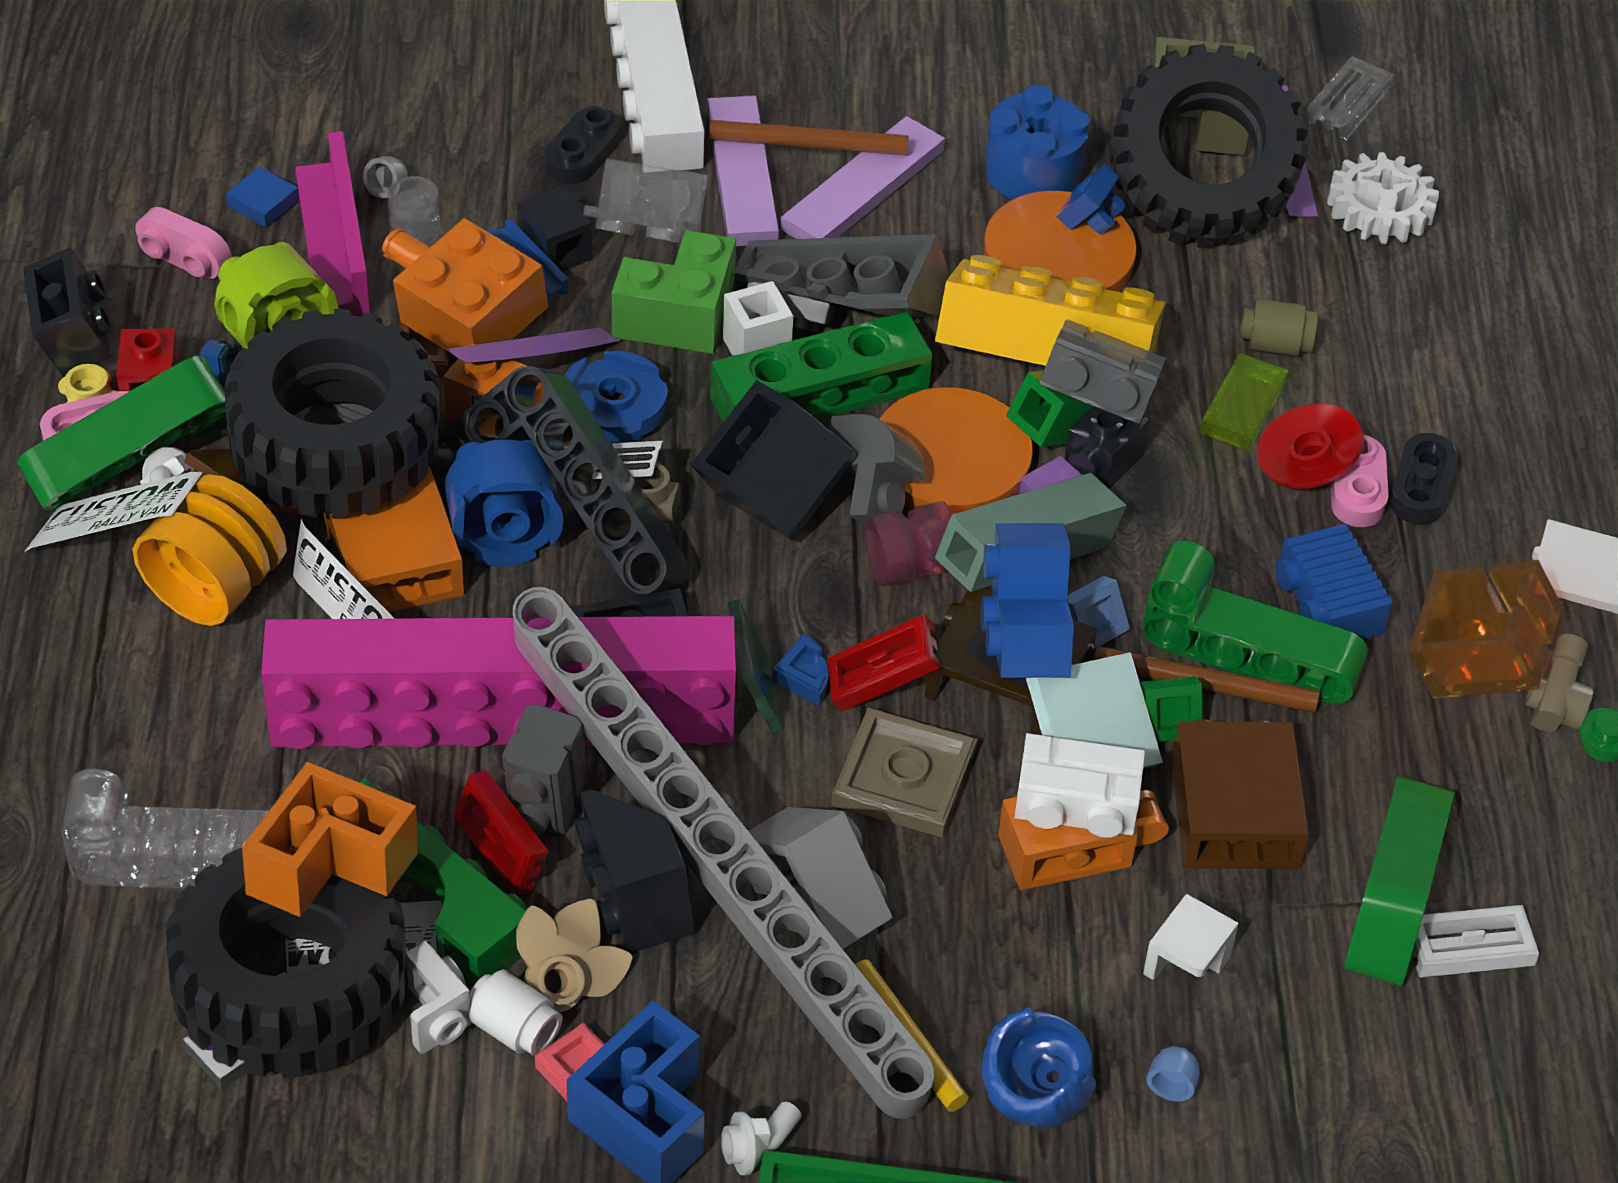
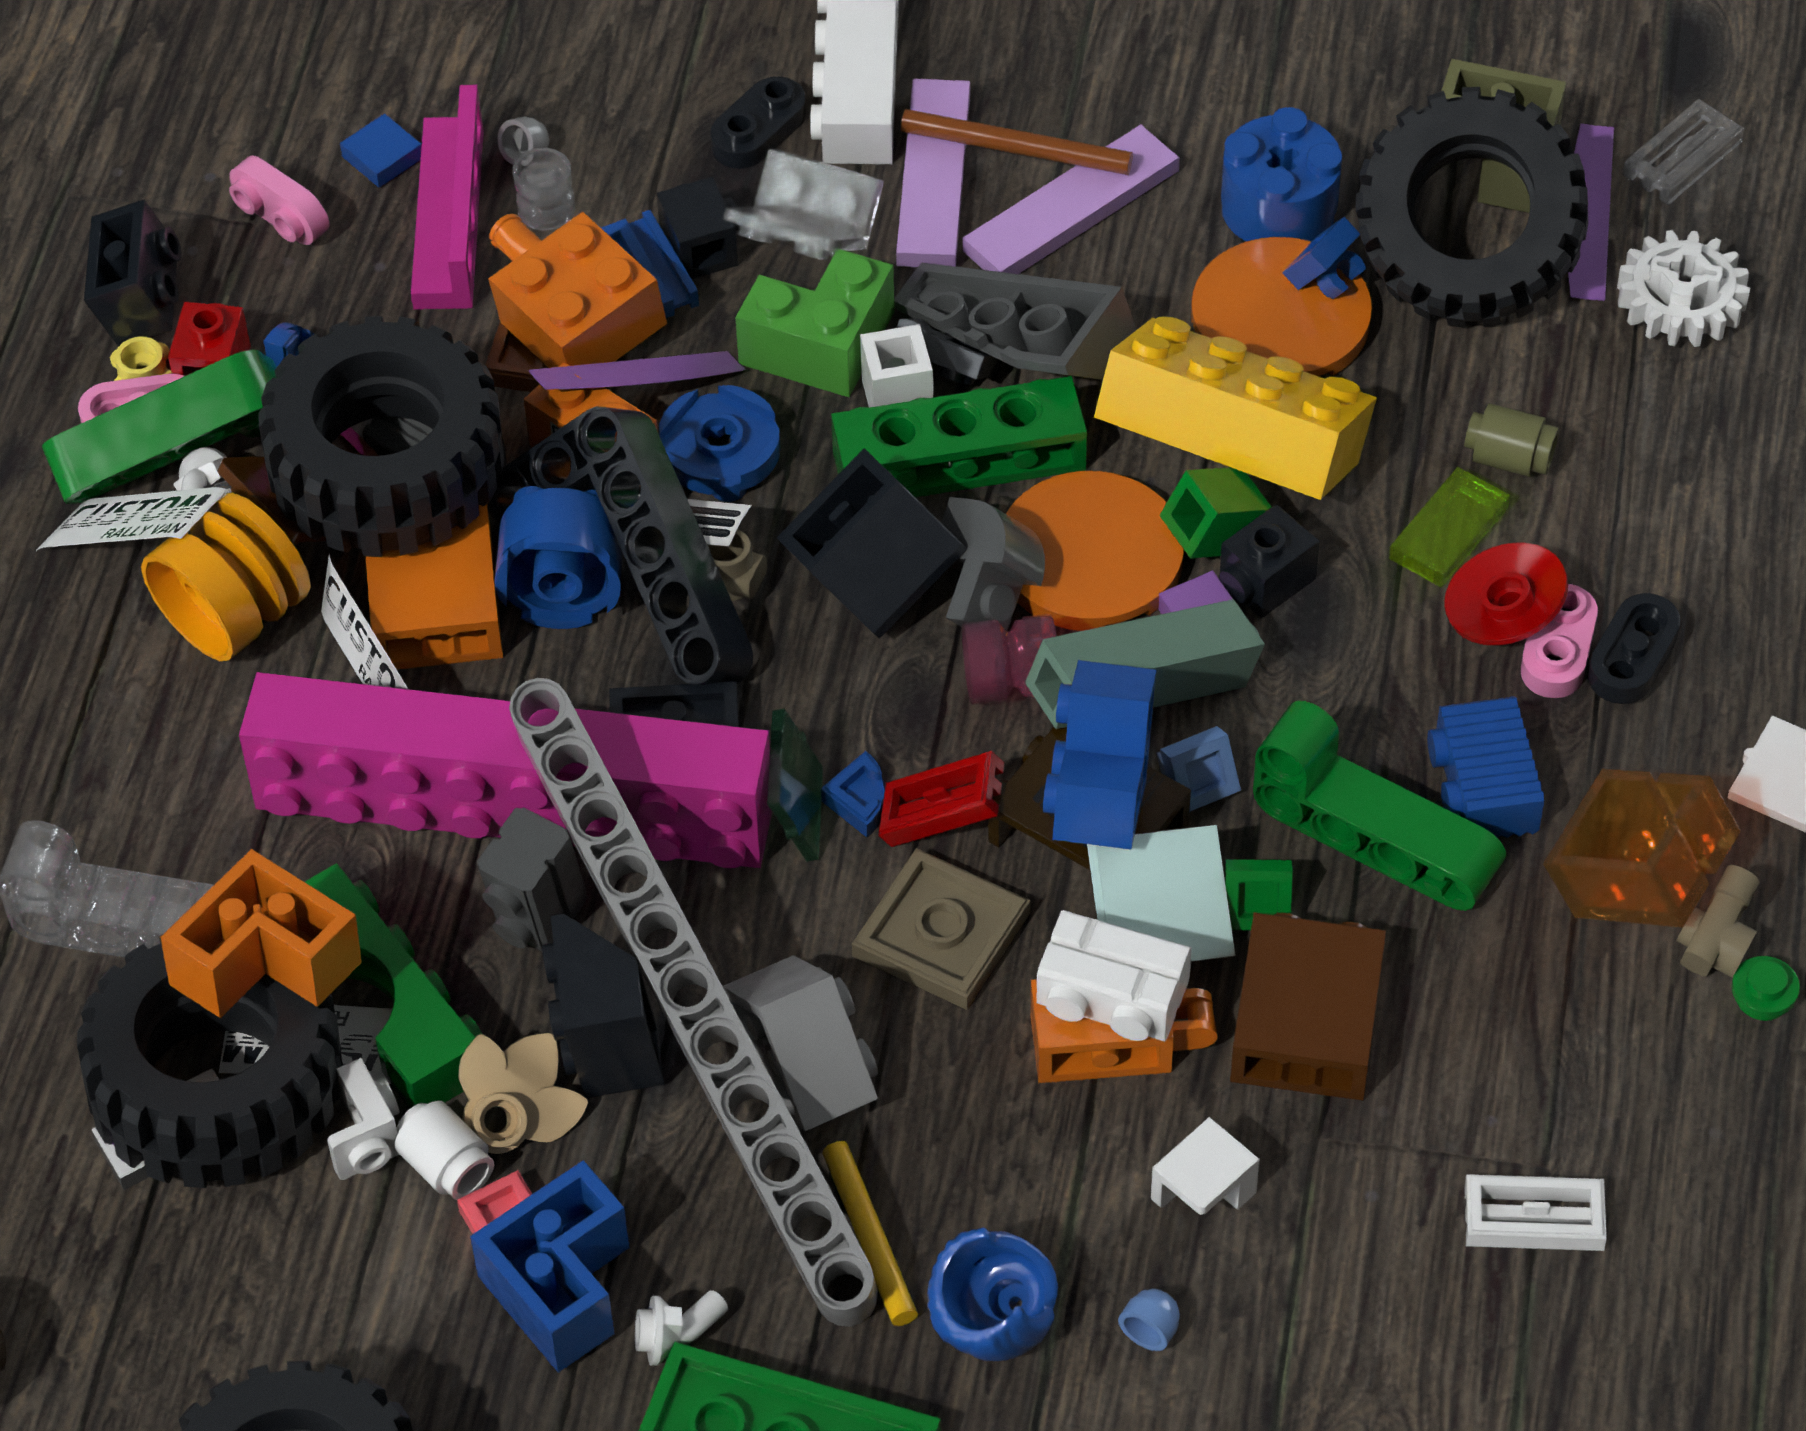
camera: 15 degrees right, 5 degrees up
(266, 288) = (357, 275): lime brick -> none
(500, 833) = (474, 943): red tile -> none
(1102, 371) = (1270, 479): dark grey brick -> none
(1221, 681) = (1319, 863): dark orange bar -> none
(1399, 881) = (1463, 1129): green beam -> none

